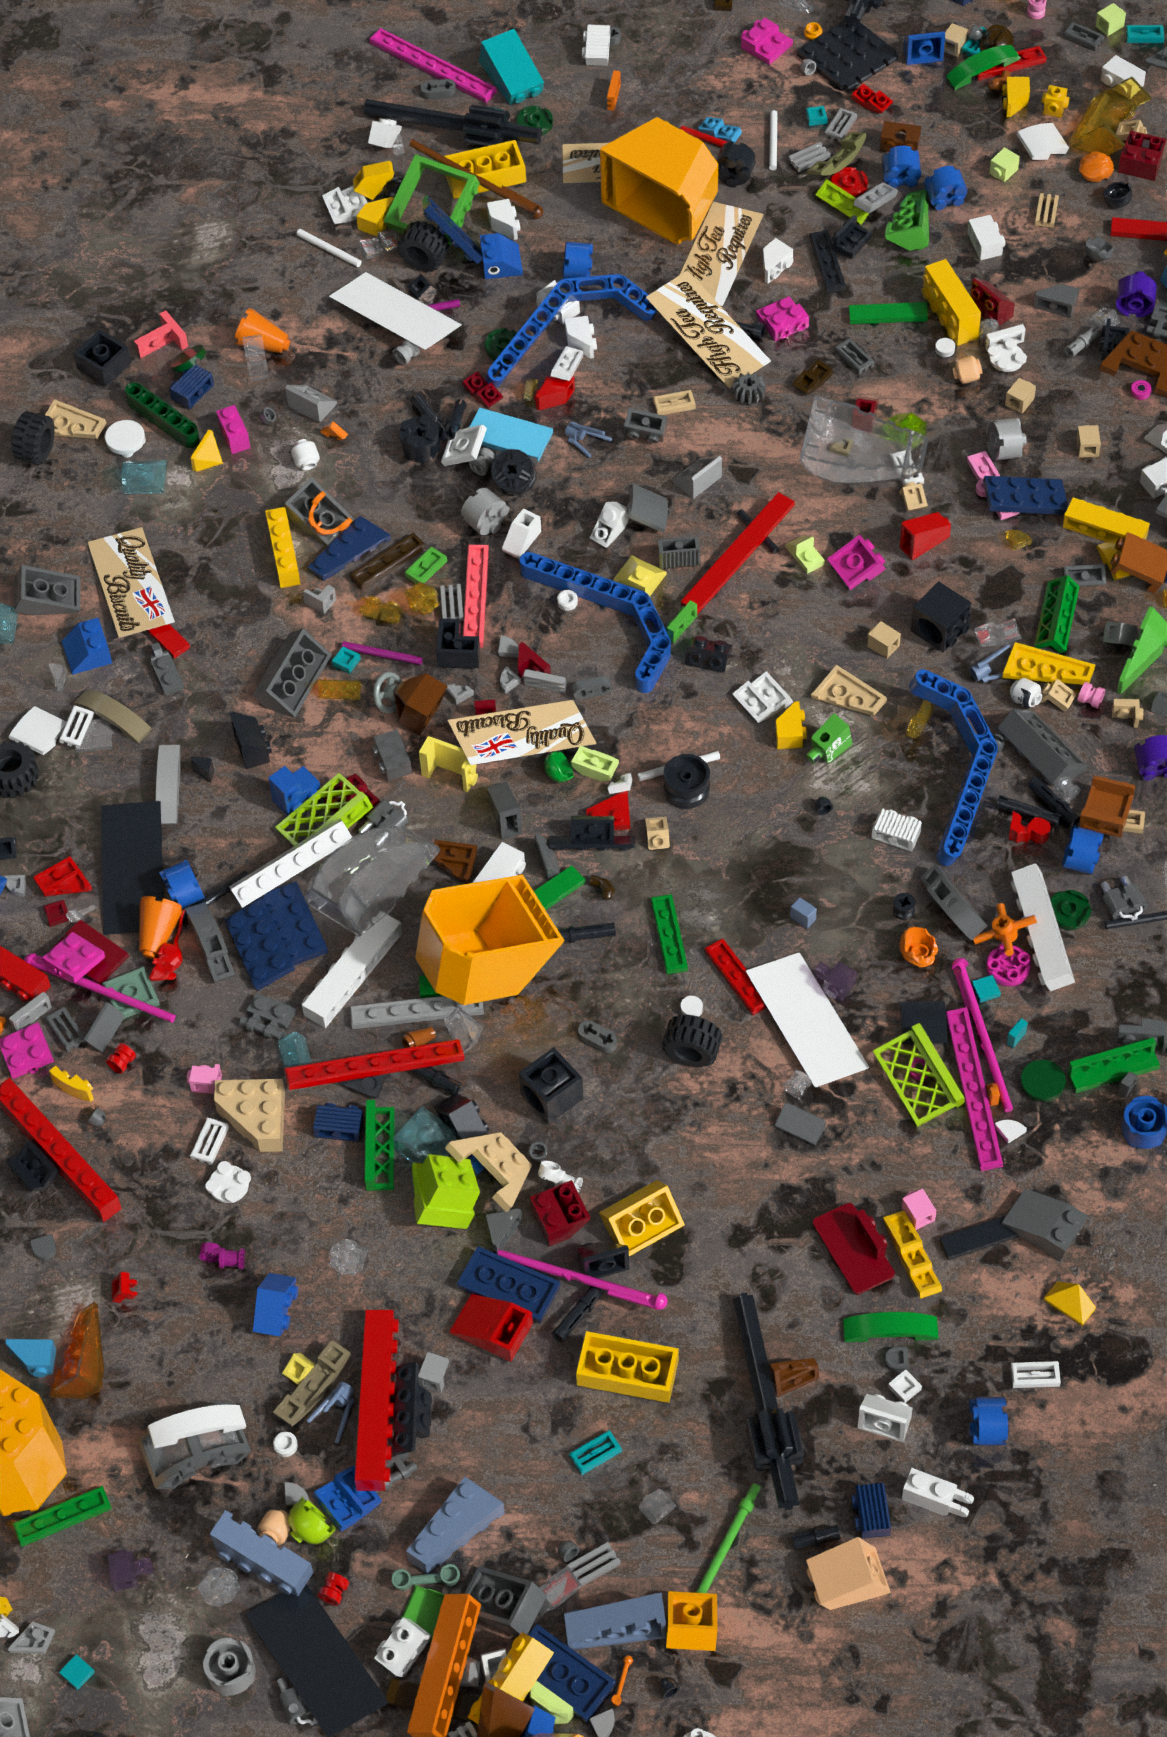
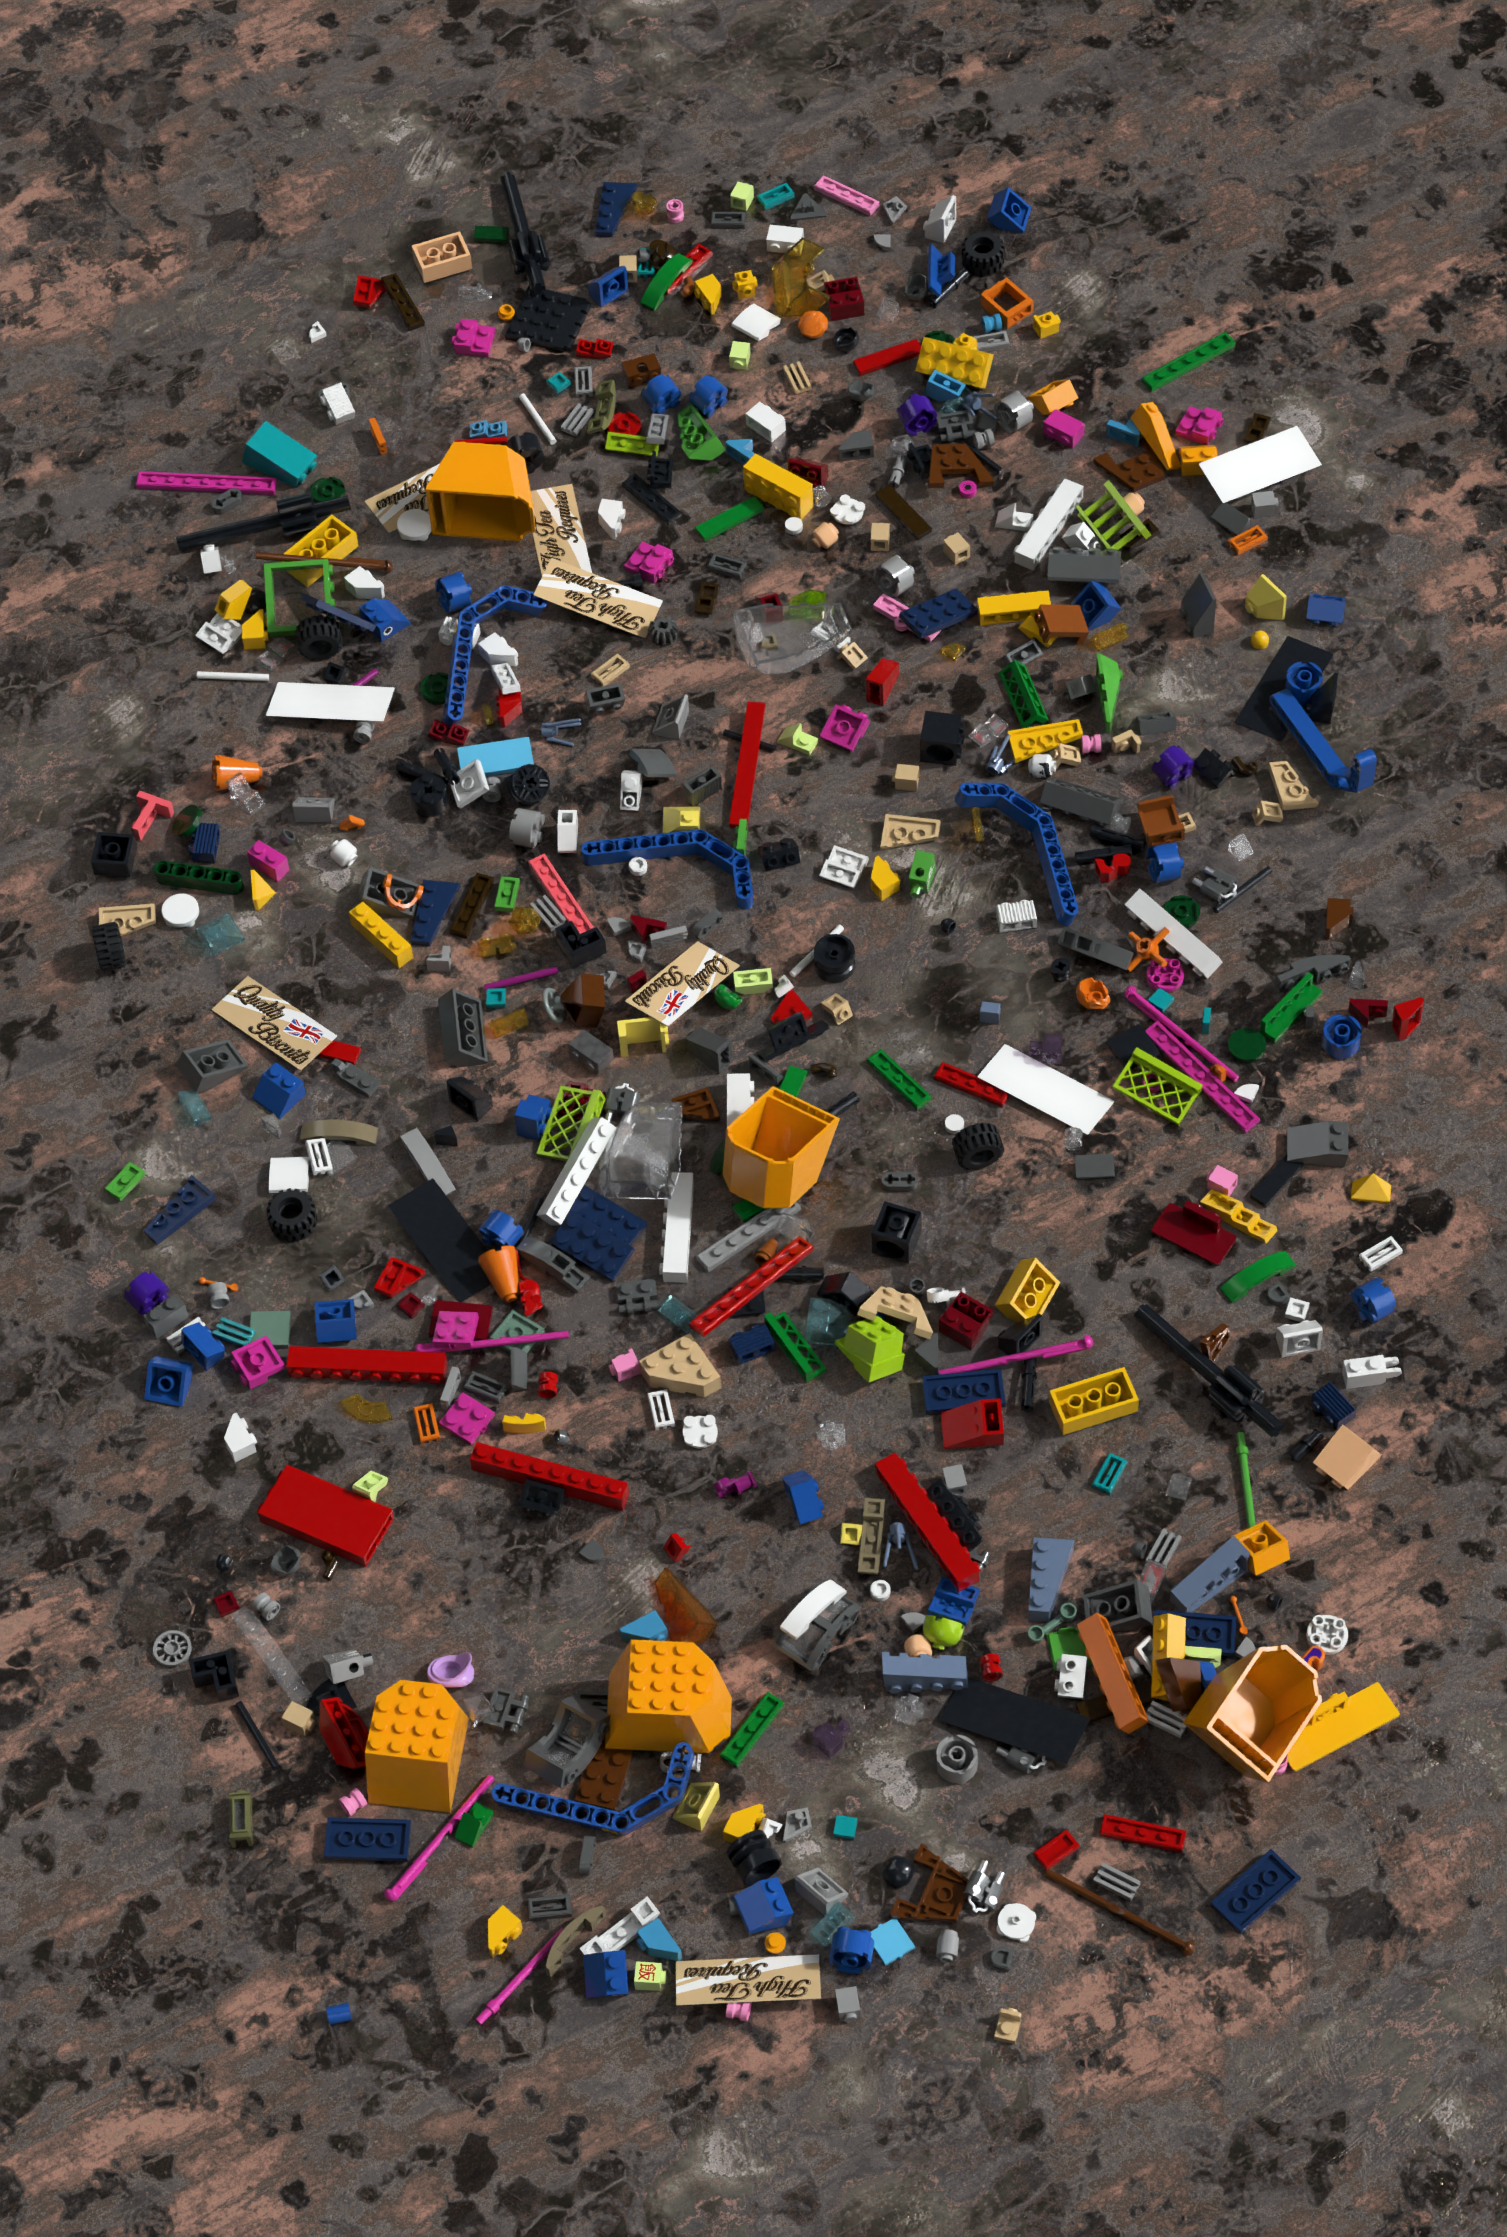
camera: 30 degrees left, 0 degrees up
(587, 186) = (414, 525): none -> white tile
(943, 250) = (740, 450): none -> dark azure slope
(999, 337) = (842, 489): white tile -> none
(1061, 383) = (903, 512): none -> dark brown tile

